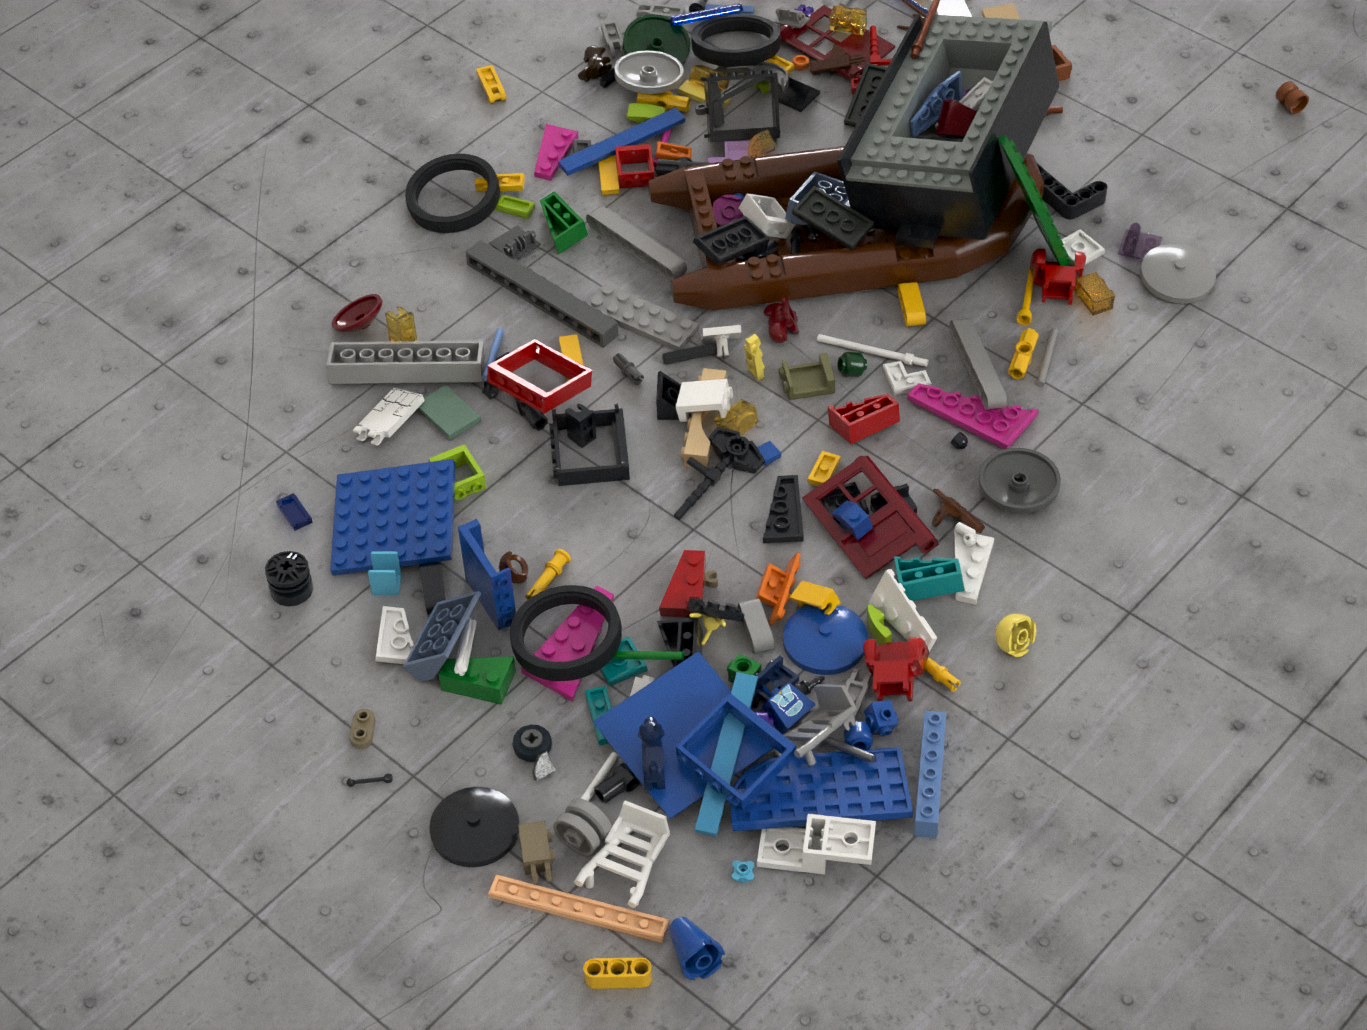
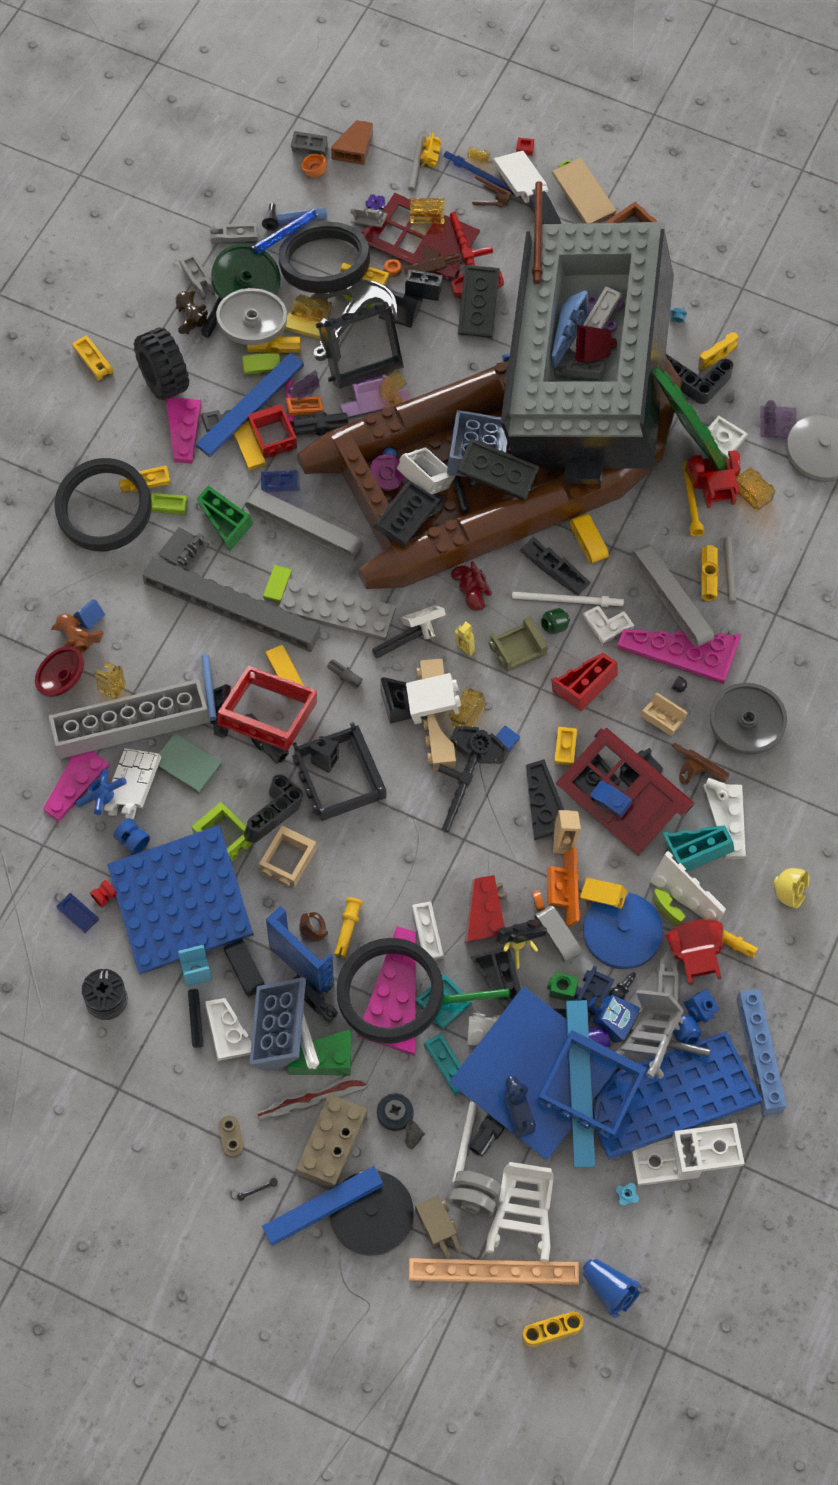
camera: 20 degrees left, 15 degrees up
(323, 498) = (103, 893): none -> red wheel
(336, 406) = (74, 783): none -> dark pink wing
(355, 414) = (101, 792): none -> blue bar
(369, 455) = (133, 837): none -> blue wheel
(369, 621) = (195, 1018): none -> black axle
(385, 288) = (76, 636): none -> dark orange animal
(404, 276) = (89, 614): none -> blue tile
(426, 805) = (322, 1205): none -> blue tile
(437, 764) = (318, 1159): none -> dark tan piece
(455, 714) = (311, 1098): none -> light grey sword
(489, 628) = (317, 1002): none -> black hinge
(526, 459) = (286, 802): none -> black beam
(533, 499) = (296, 840): none -> tan window
(548, 90) = (161, 363): none -> black tyre
(591, 285) = (277, 583): none -> lime tile
(626, 203) = (280, 481): none -> clear blue brick
(627, 596) = (427, 929): none -> white tile
(679, 134) = (305, 385): none -> clear purple hinge
(746, 592) = (538, 901): none -> orange tile
(795, 536) = (566, 831): none -> tan slope
(824, 78) = (423, 284): none -> black hinge
(869, 321) = (557, 568): none -> black slope
(934, 461) = (664, 714): none -> tan bracket
(1067, 142) = (678, 315): none -> dark azure plate
(1105, 174) = (718, 351): none -> yellow hinge

